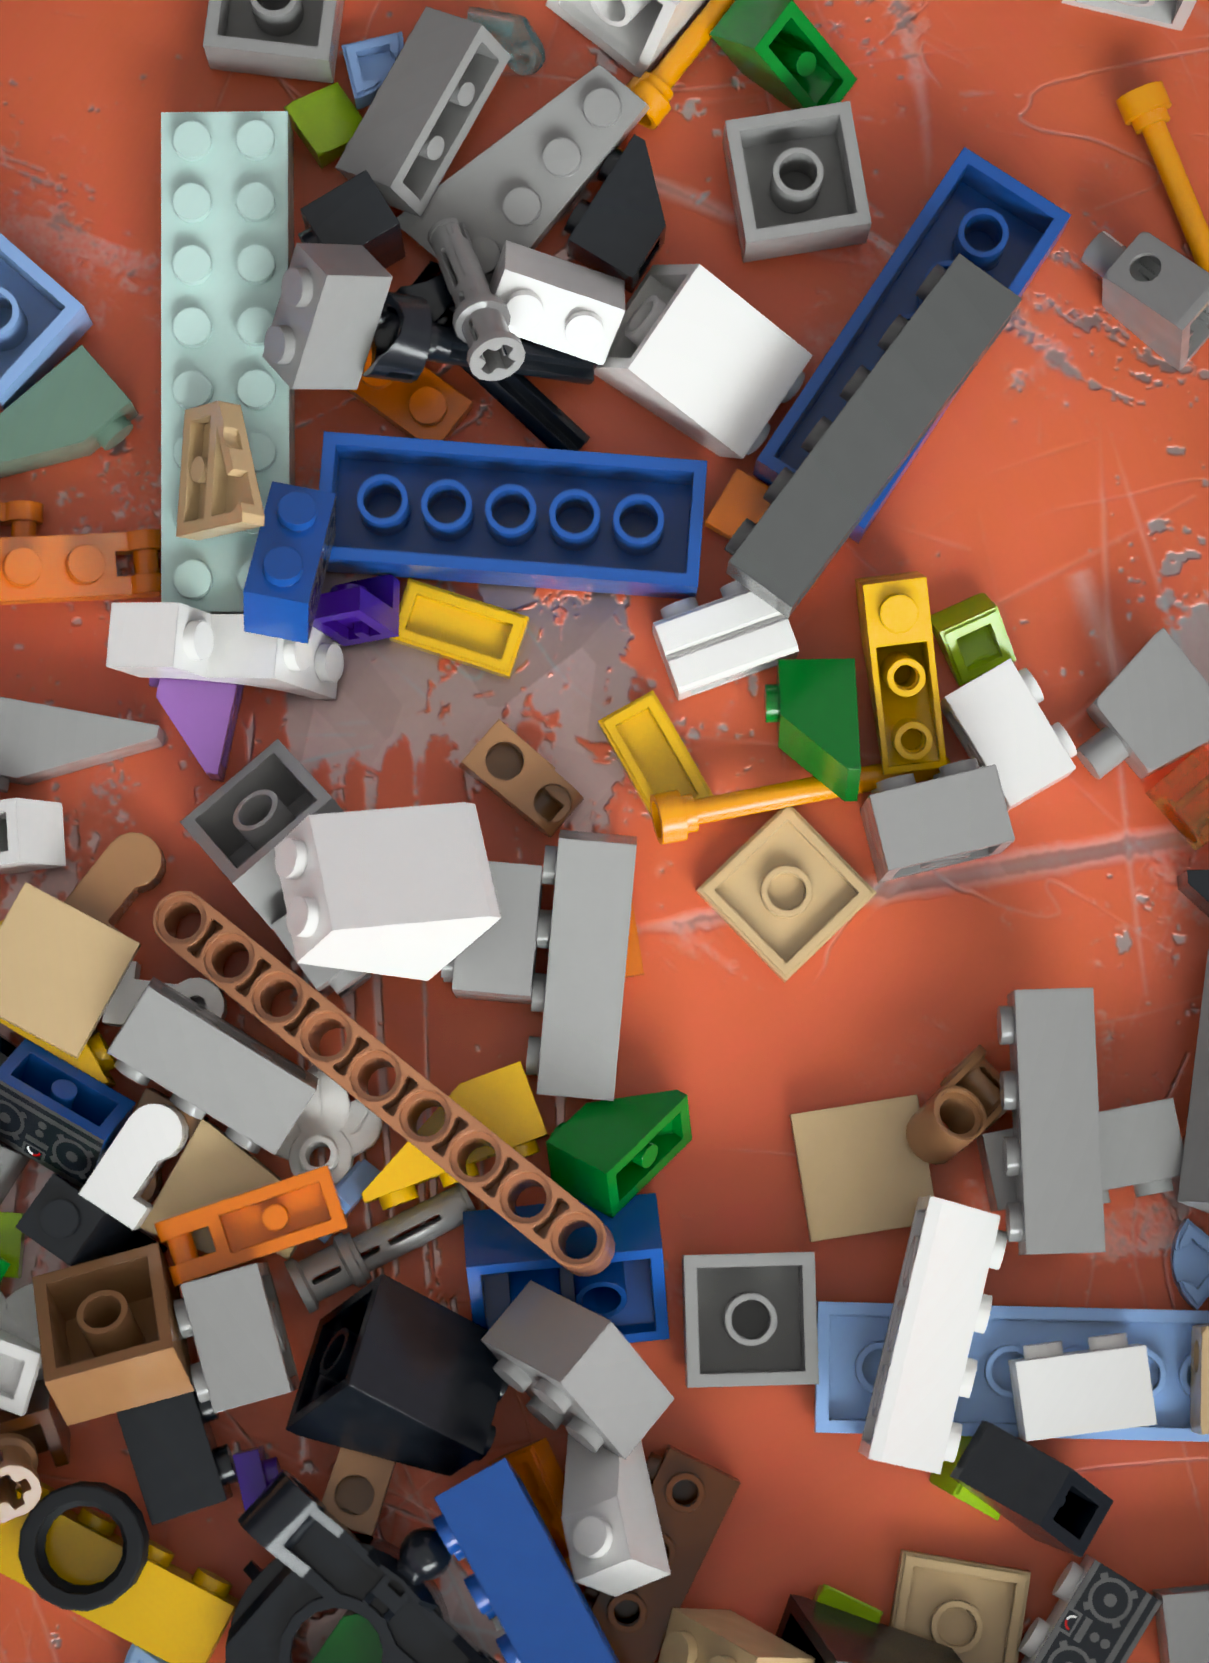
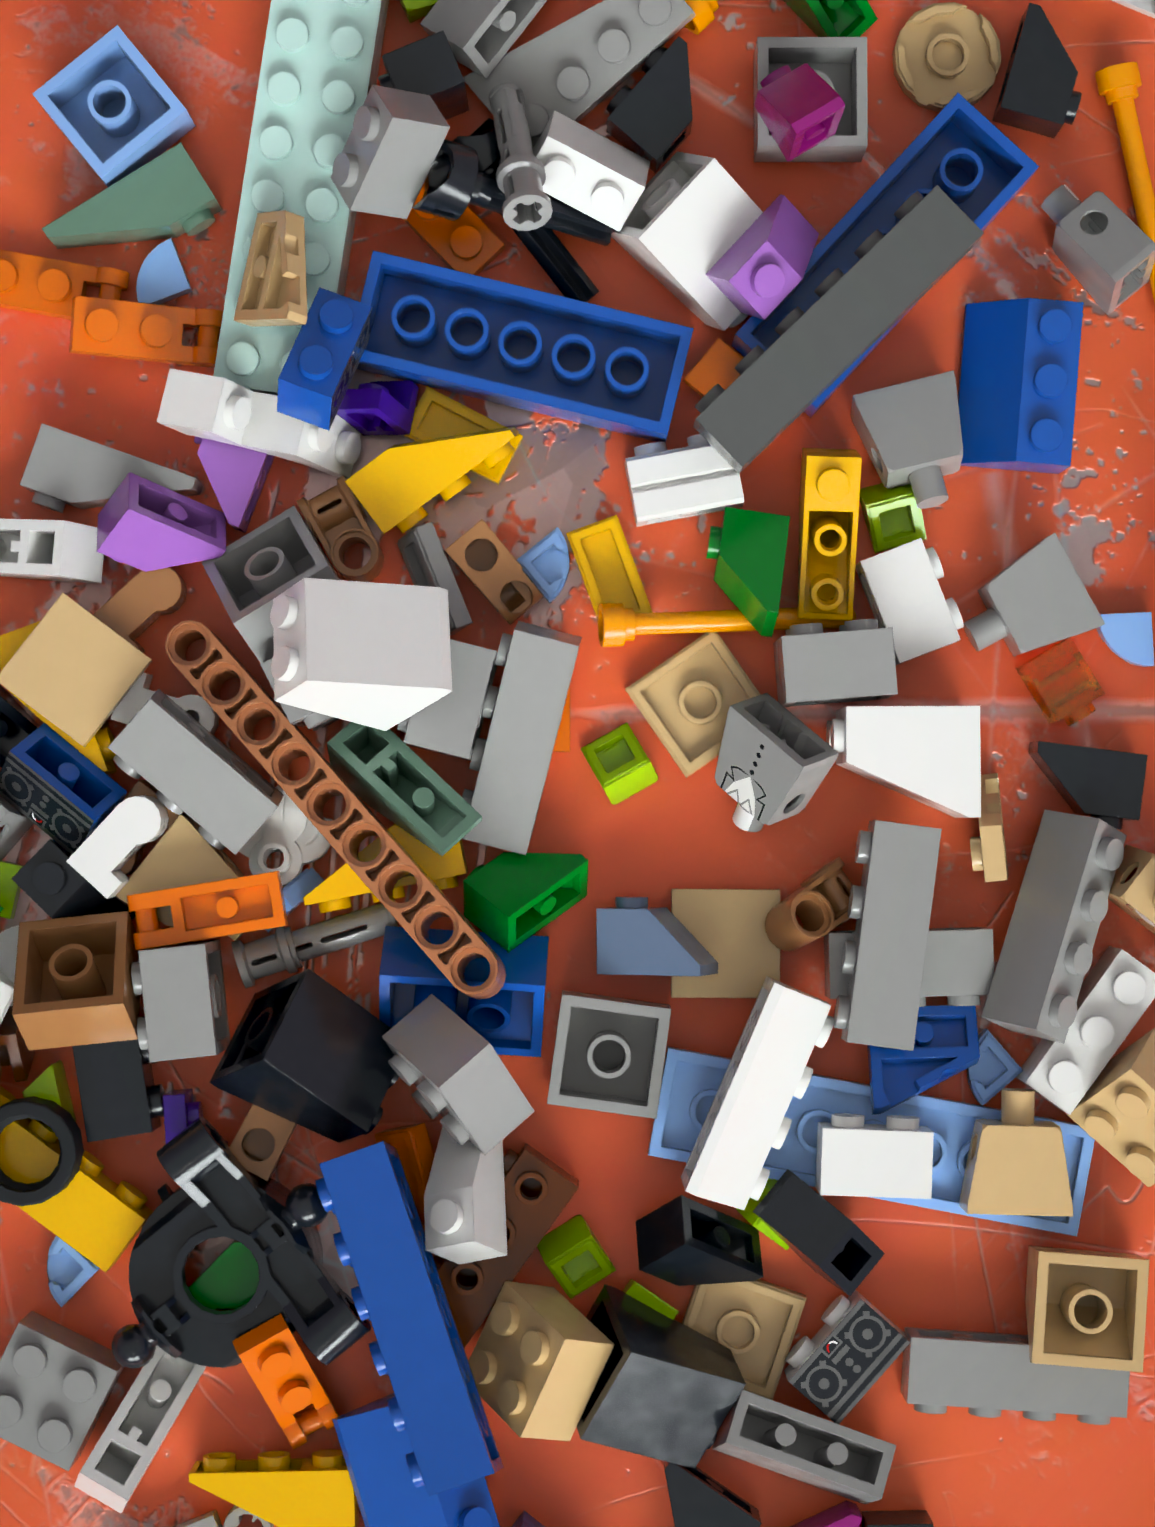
camera: 15 degrees right, 5 degrees up
(81, 501) = (162, 275): none -> light blue tile
(97, 1466) = (52, 1086): none -> lime slope
(123, 789) = (158, 527): none -> medium lavender slope
(333, 752) = (339, 523): none -> medium nougat piece
(409, 680) = (413, 473): none -> yellow slope
(444, 781) = (430, 567): none -> light grey tile
(455, 1042) = (401, 786): none -> sand green slope
(583, 760) = (548, 564): none -> light blue tile
(705, 979) = (620, 764): none -> lime slope
(749, 1569) = (575, 1256): none -> lime slope
(772, 1179) = (647, 942): none -> sand blue slope
(778, 370) = (766, 260): none -> medium lavender slope
(786, 193) = (798, 109): none -> magenta slope
(880, 946) = (769, 762): none -> light grey torso
(891, 1529) = (697, 1245): none -> black slope
(940, 106) = (945, 54): none -> tan tile
(979, 542) = (912, 434): none -> light grey torso
(1045, 906) = (914, 751): none -> white slope
(1052, 118) = (1038, 79): none -> black slope
(1091, 467) = (1019, 383): none -> blue slope
(1140, 1248) = (942, 1048): none -> blue wing
(1152, 1003) = (989, 848): none -> tan wing

